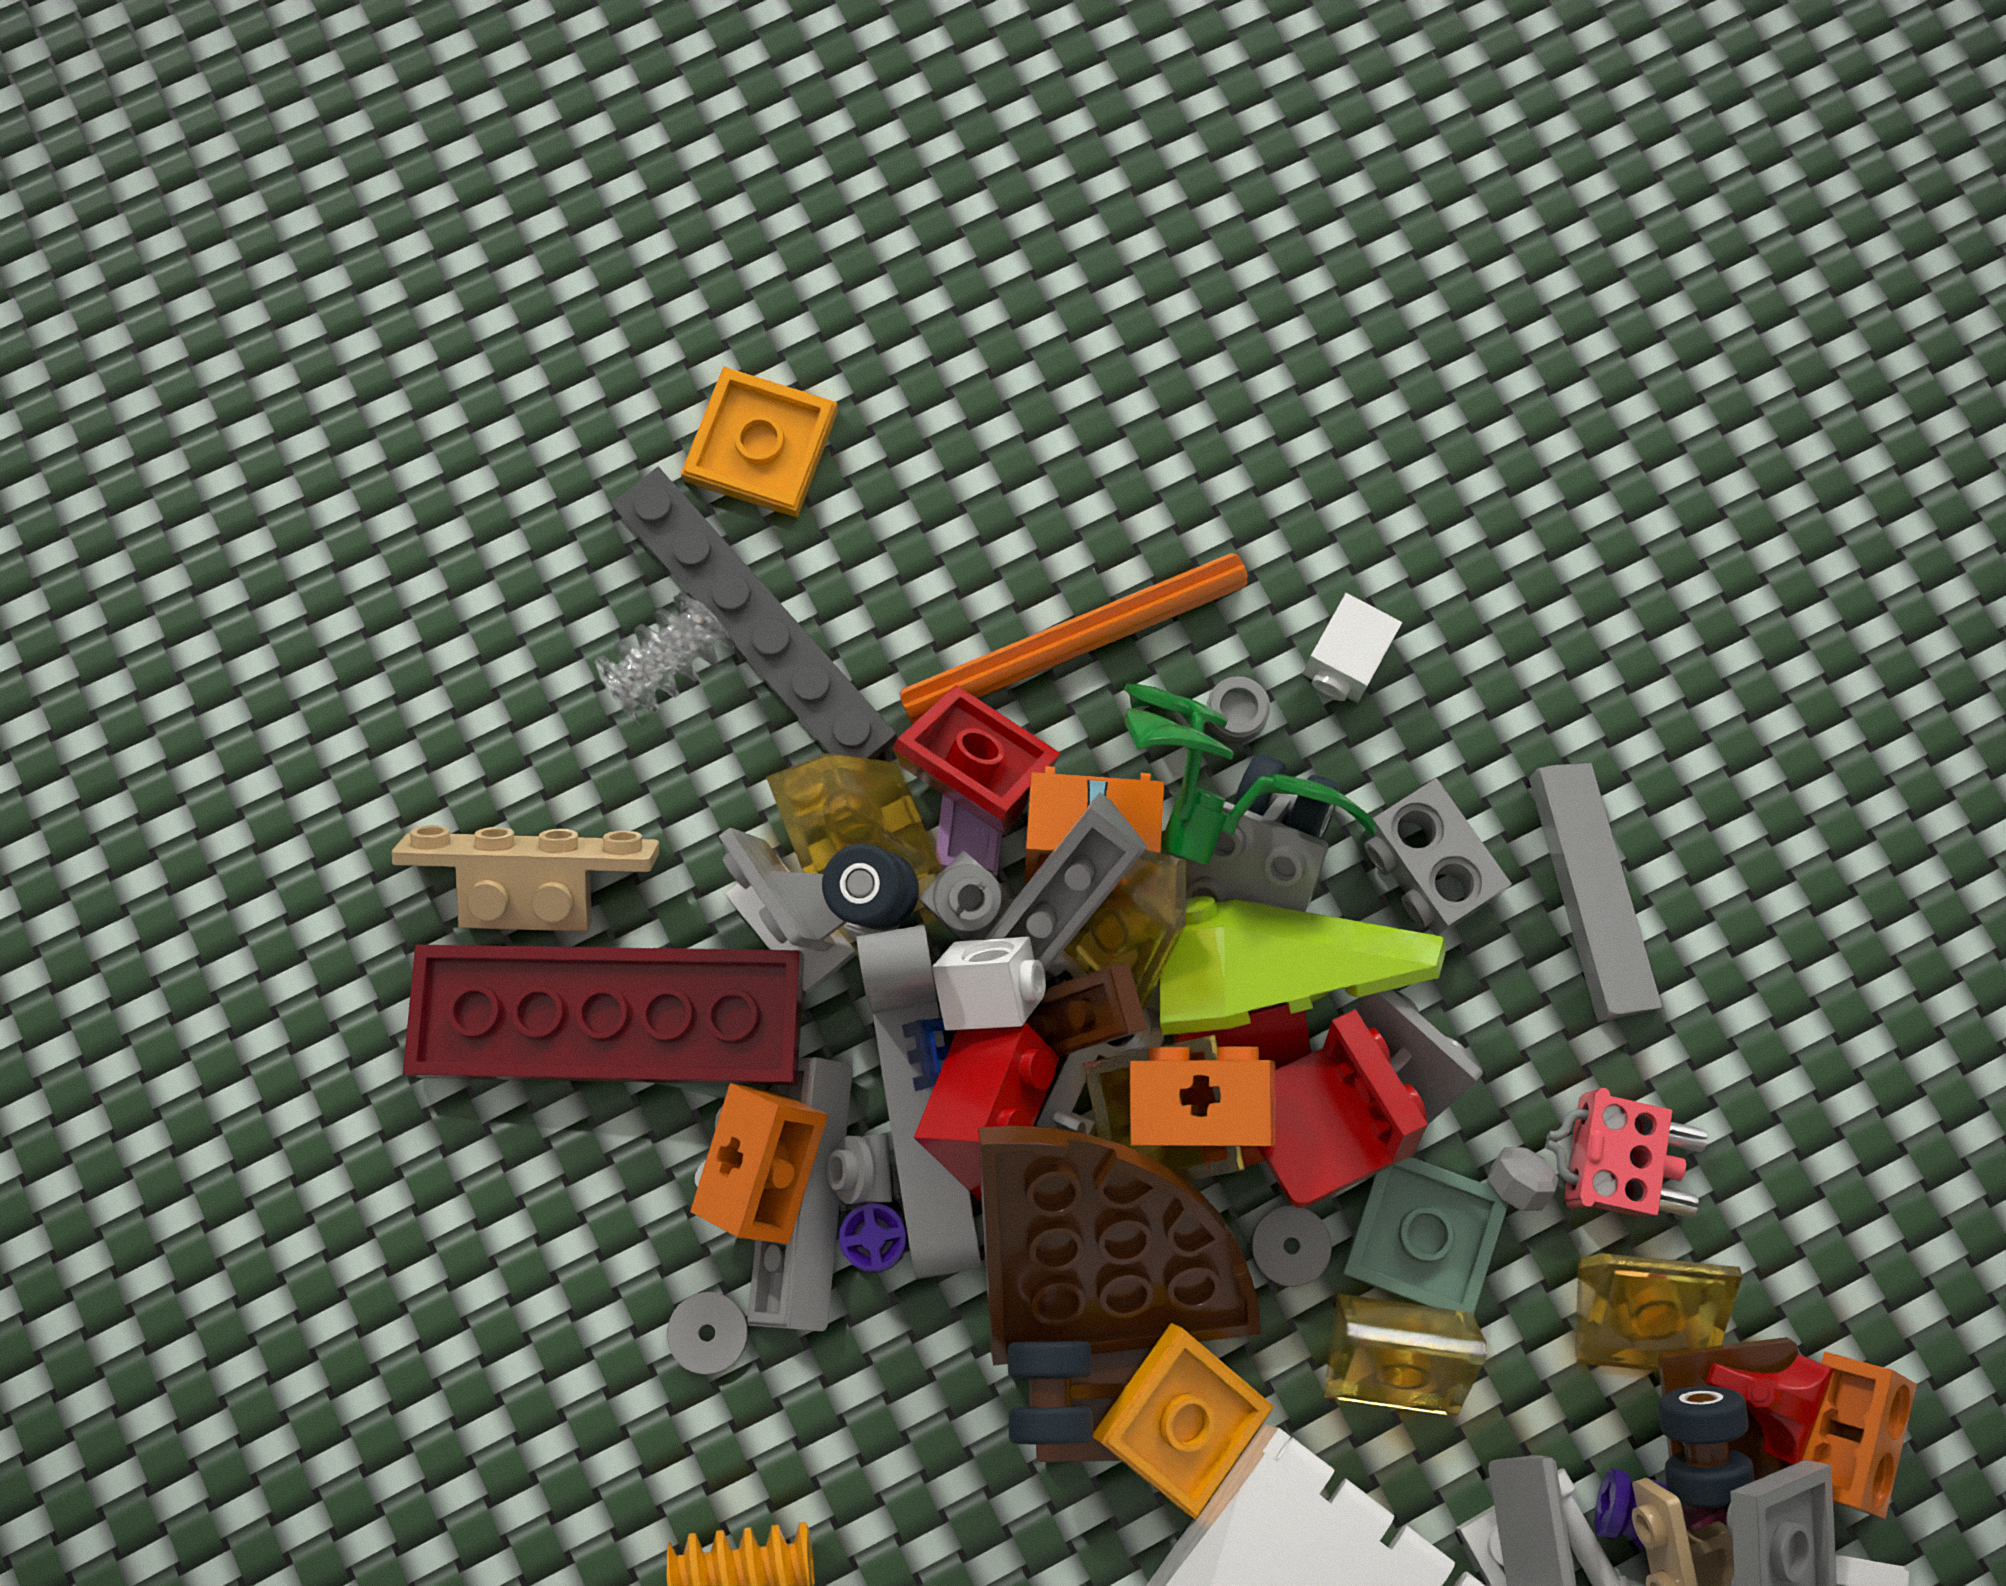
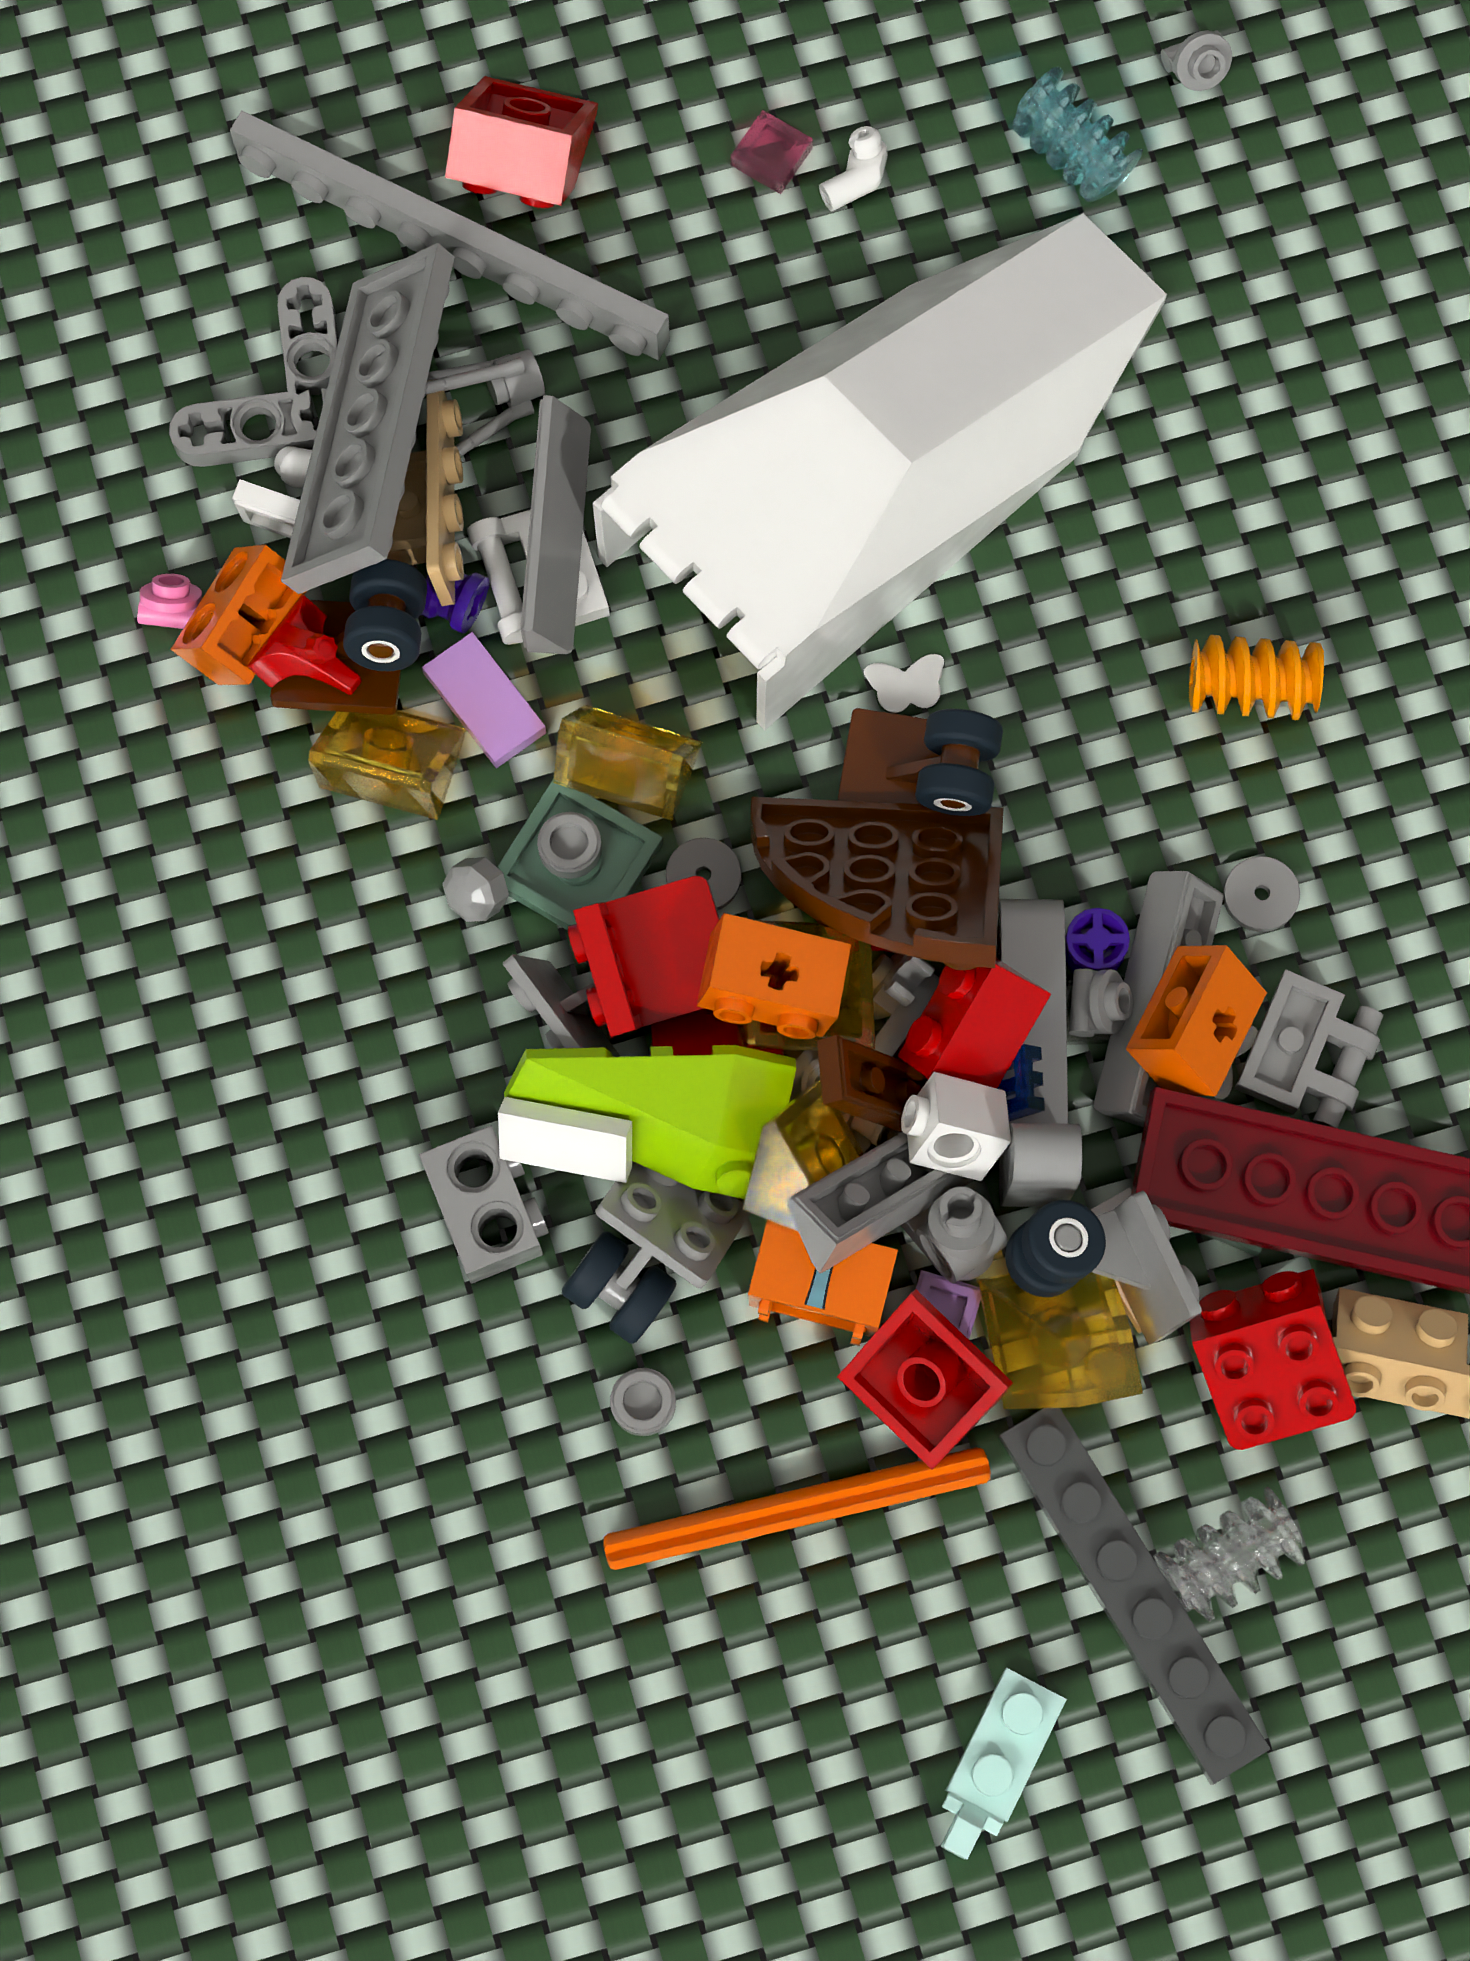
camera: 170 degrees left, 0 degrees up
(648, 846) = (1271, 1360): none -> red bracket
(658, 1170) = (1291, 1042): none -> light grey plate
(760, 442) = (1098, 1799): light orange tile -> none
(853, 457) = (999, 1759): none -> light aqua hinge
(1112, 1503) = (900, 688): none -> white sticker
(1183, 1421) = (838, 733): light orange tile -> none
(1198, 813) = (745, 1297): green plant -> none
(1350, 649) = (516, 1434): white brick -> none
(1374, 912) = (565, 1139): none -> white tile
(1439, 1242) = (569, 845): none -> light grey tile
(1566, 1398) = (484, 700): none -> lavender tile
(1594, 891) = (329, 1152): light grey slope -> none
(1602, 1161) = (392, 904): coral piece -> none
(1934, 1448) = (168, 601): none -> bright pink plate

